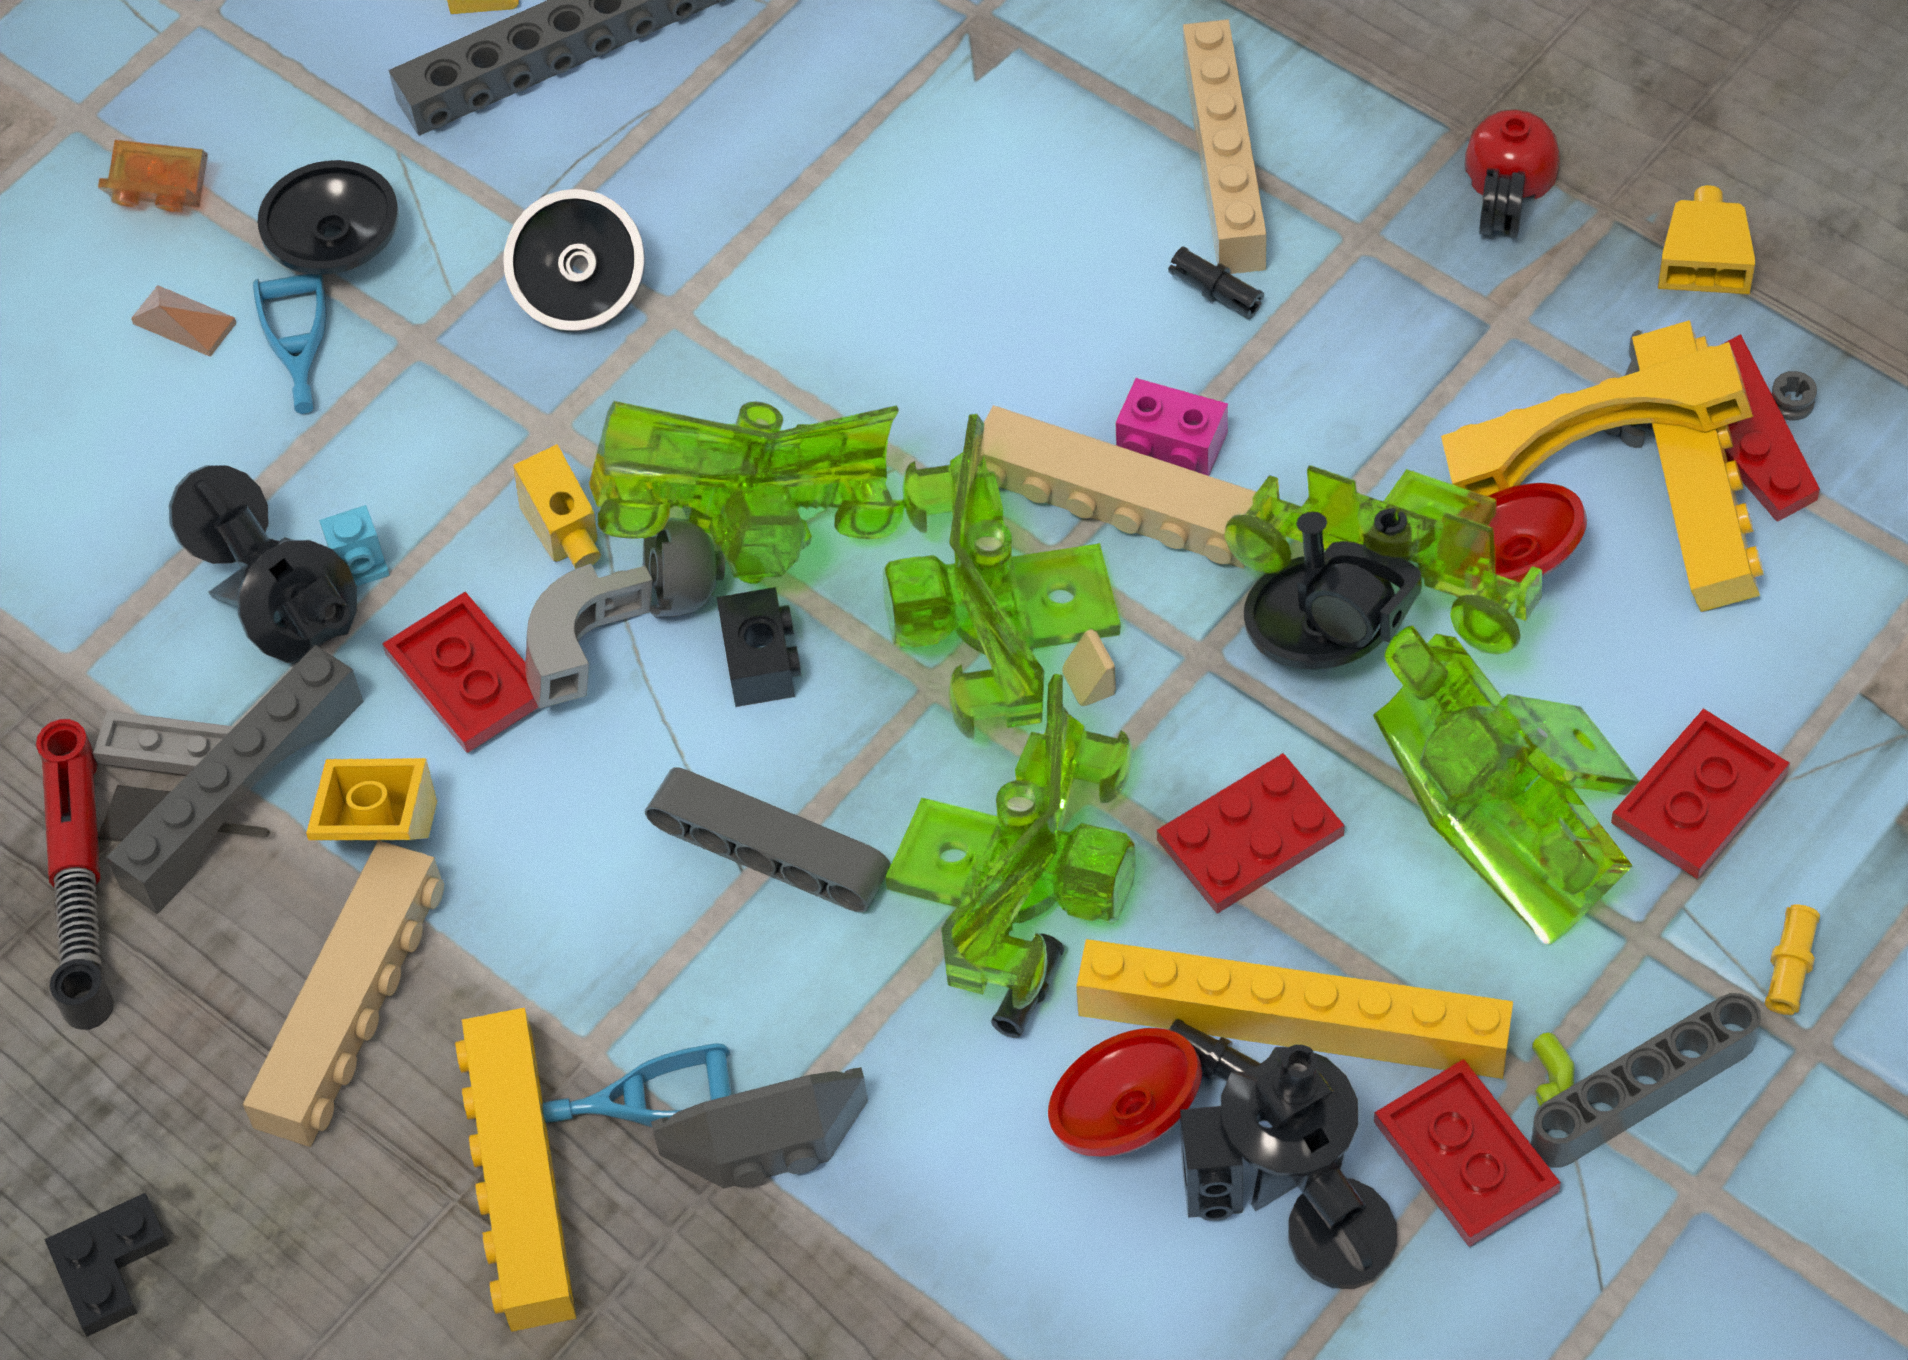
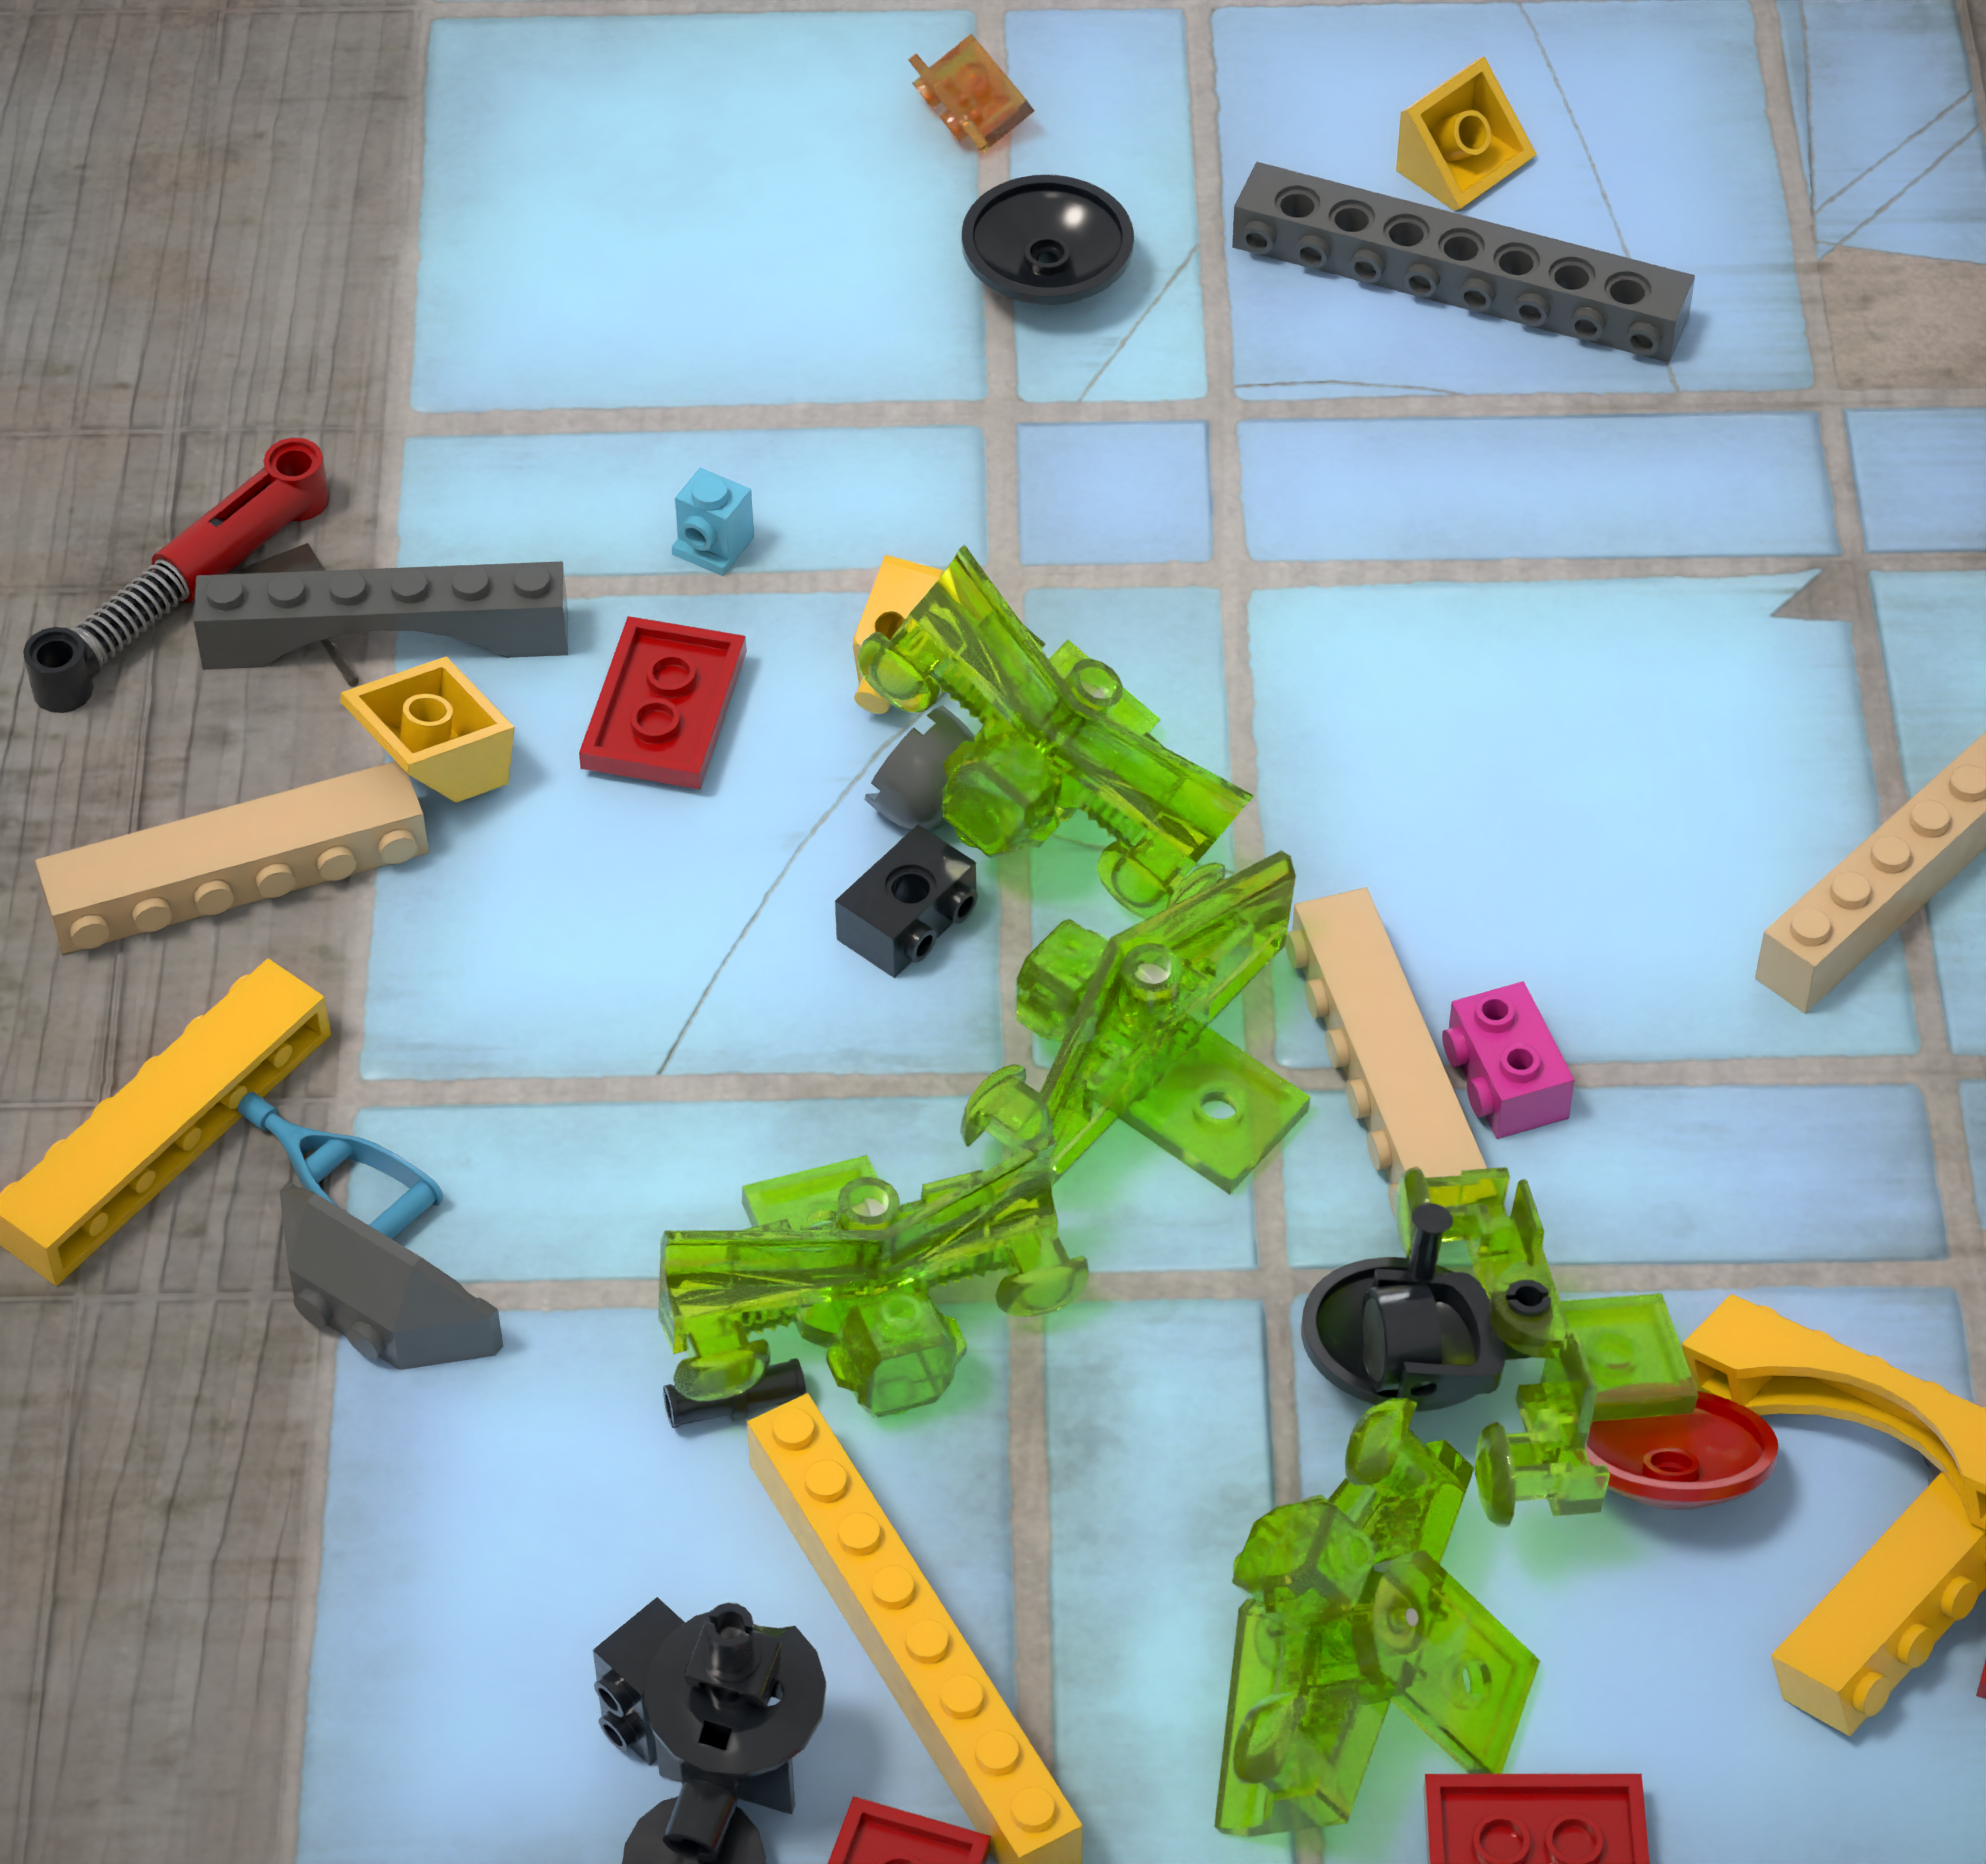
camera: 45 degrees right, 5 degrees down
(155, 742) = (365, 526): light grey plate -> none
(183, 320) = (845, 231): nougat slope -> none
(224, 520) = (627, 397): black piece -> none
(301, 344) = (905, 331): dark azure piece -> none
(550, 240) = (1176, 428): black dish -> none
(564, 614) = (771, 727): light grey arch -> none
(768, 839) = (699, 1064): dark grey beam -> none
(1090, 670) = (1153, 1195): tan slope -> none
(1125, 1092) = (672, 1548): red dish -> none
(1215, 1055) = (796, 1595): black pin -> none
(1216, 282) = (1732, 977): black pin -> none
(1250, 833) = (1097, 1465): red plate -> none

